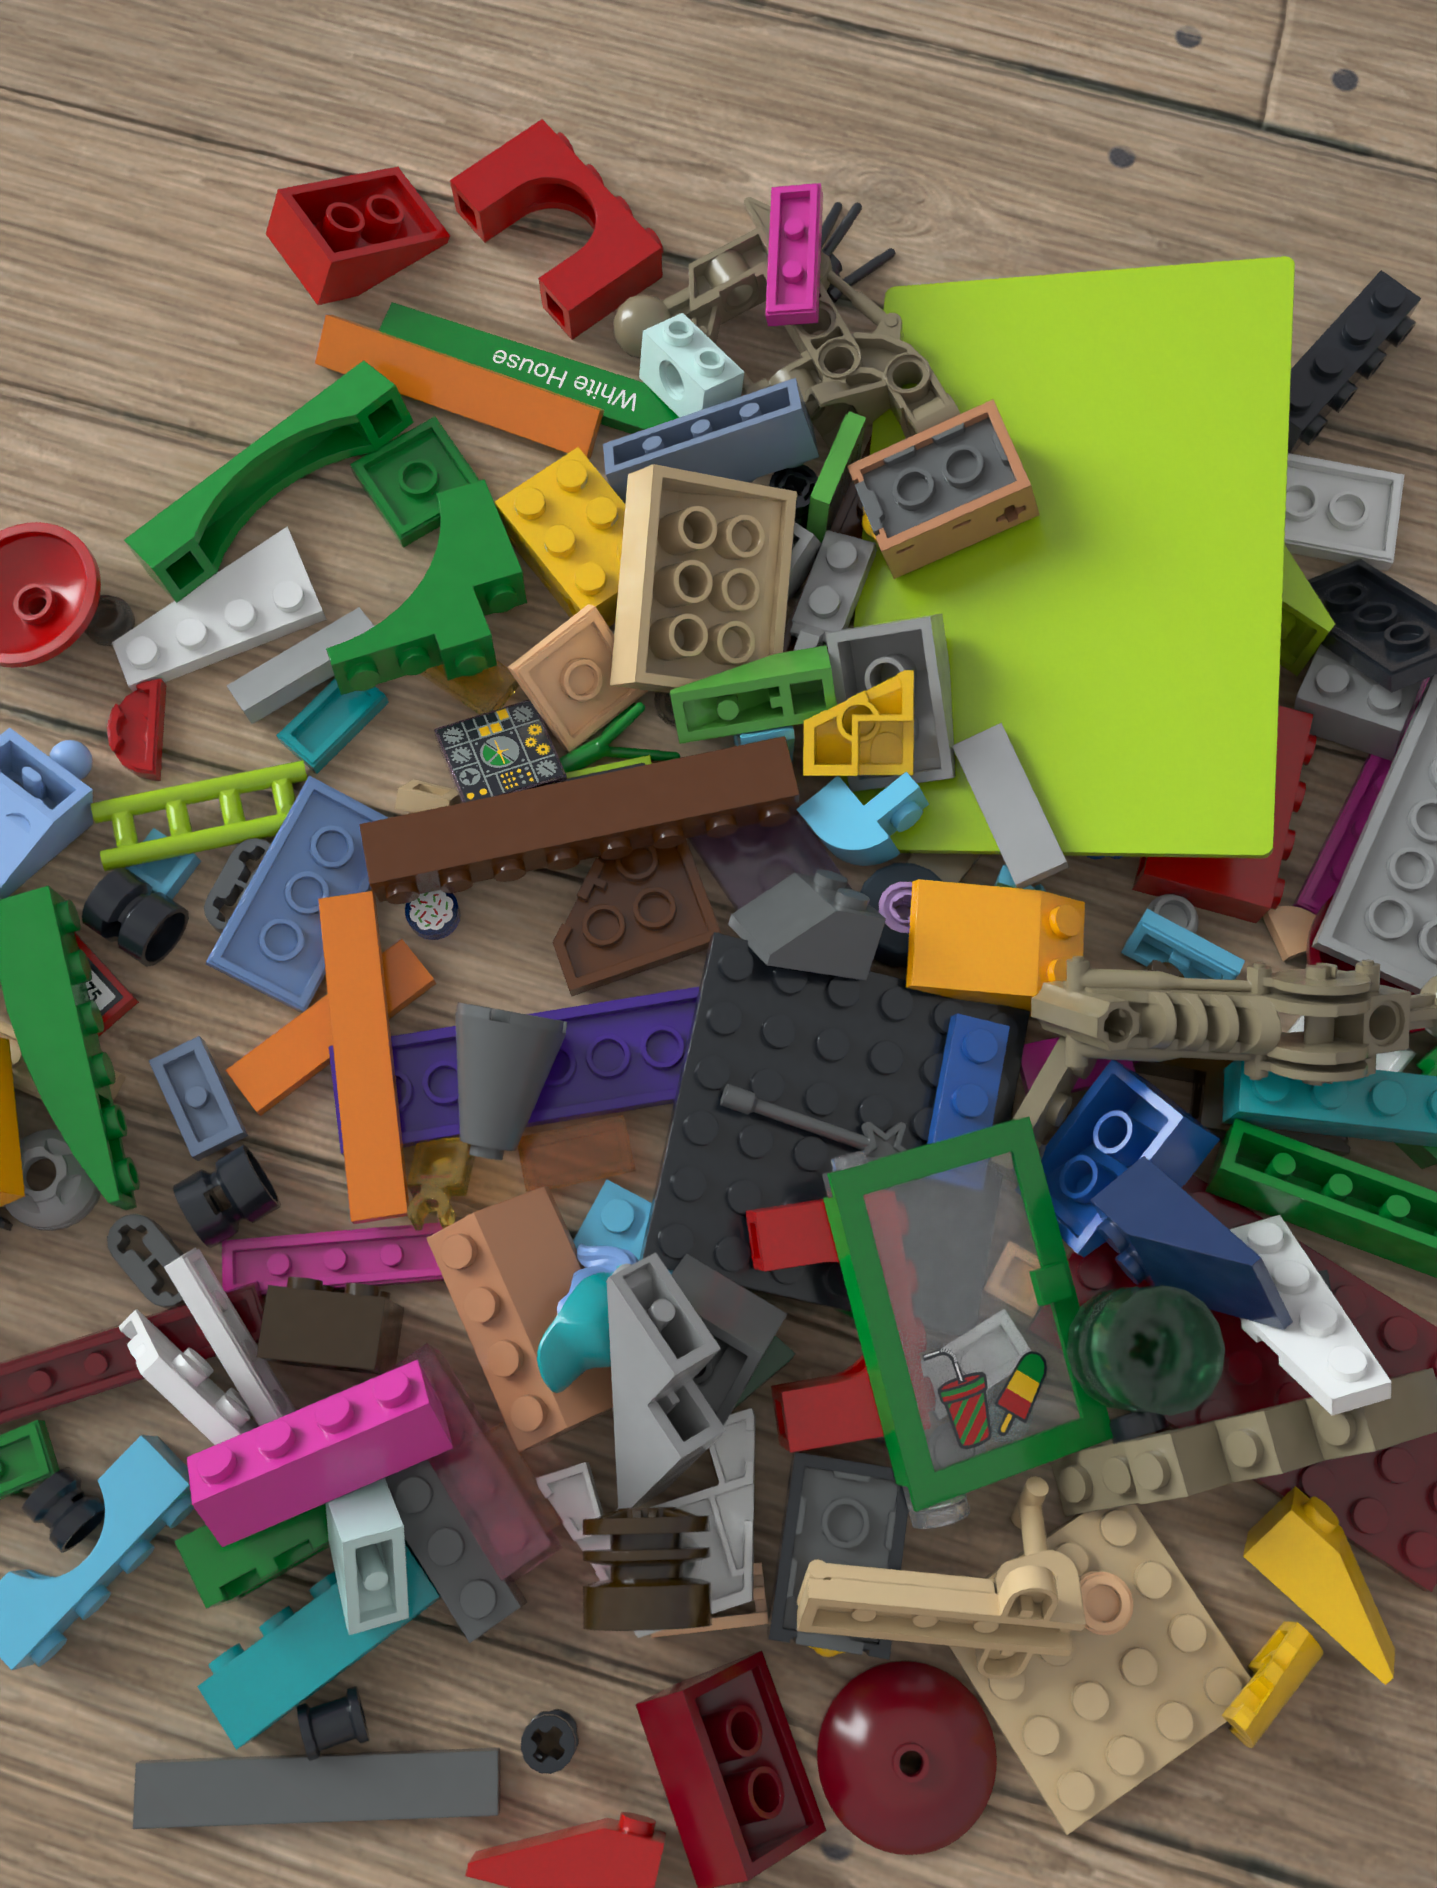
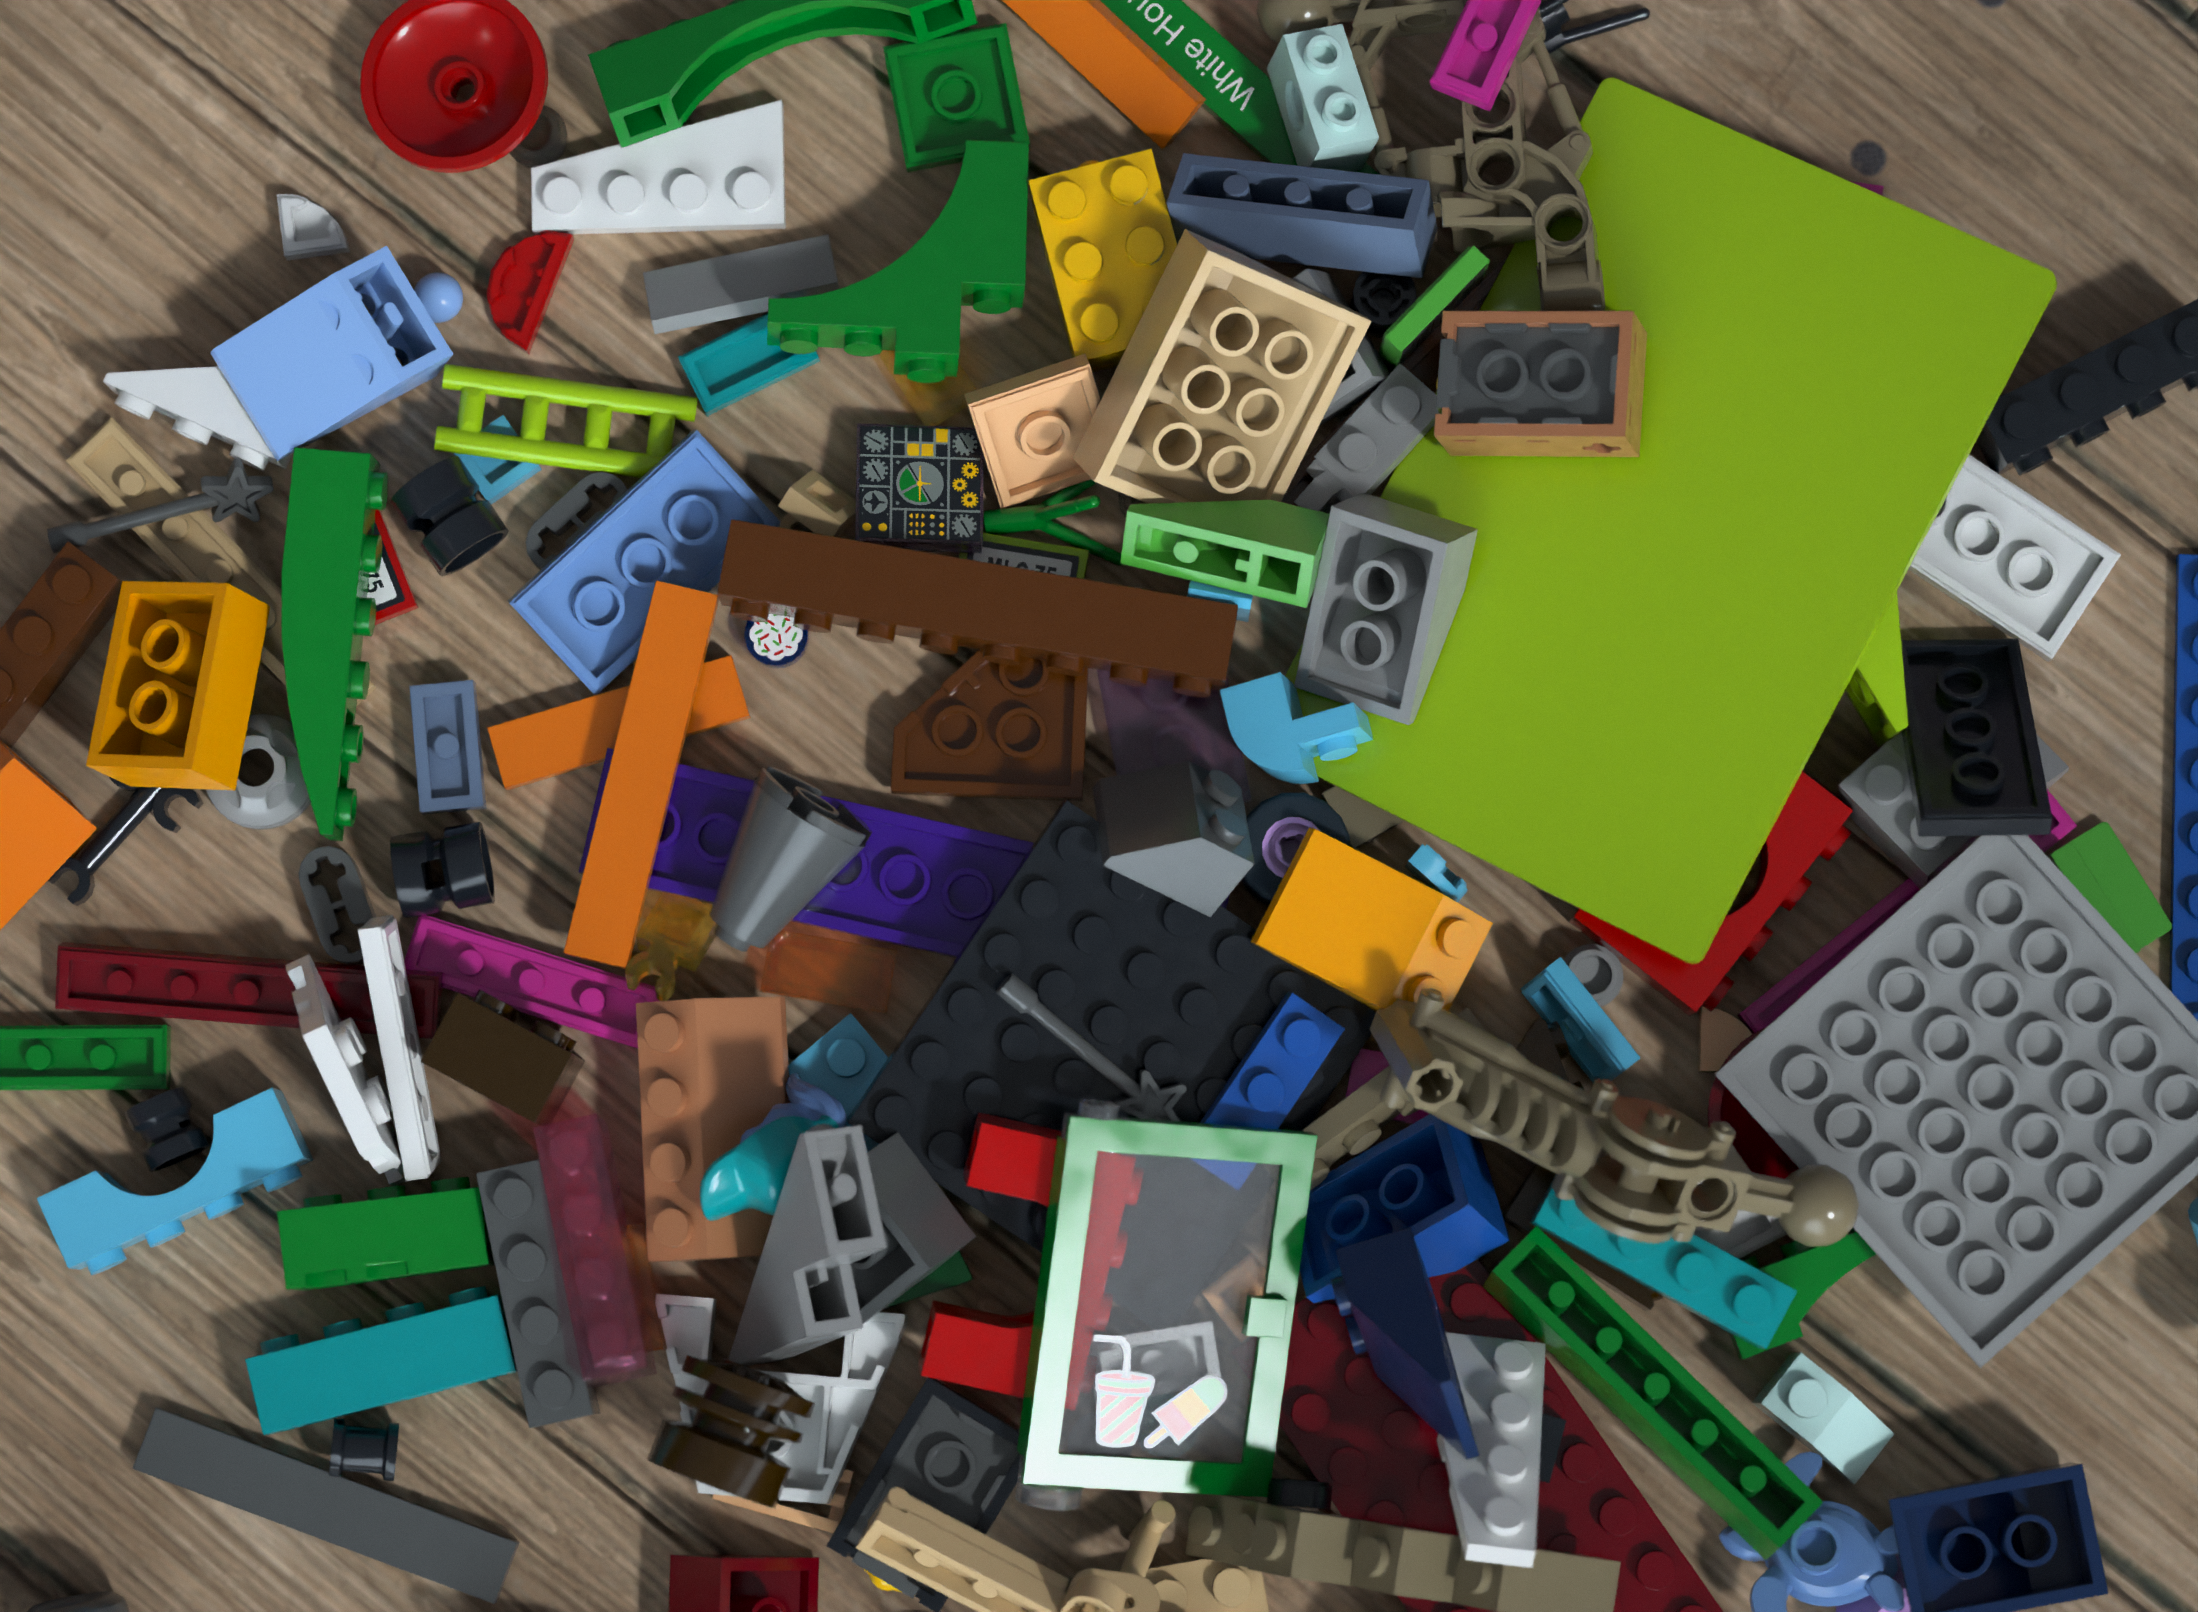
camera: 25 degrees right, 10 degrees up
(318, 1453) = (451, 1184): dark pink brick -> none
(368, 1557) = (461, 1301): light aqua slope -> none
(531, 1739) = (554, 1548): black bush -> none
(865, 733) = (1325, 640): yellow slope -> none
(1010, 806) = (1453, 785): light grey tile -> none
(1174, 1356) = (1352, 1447): clear green wheel -> none

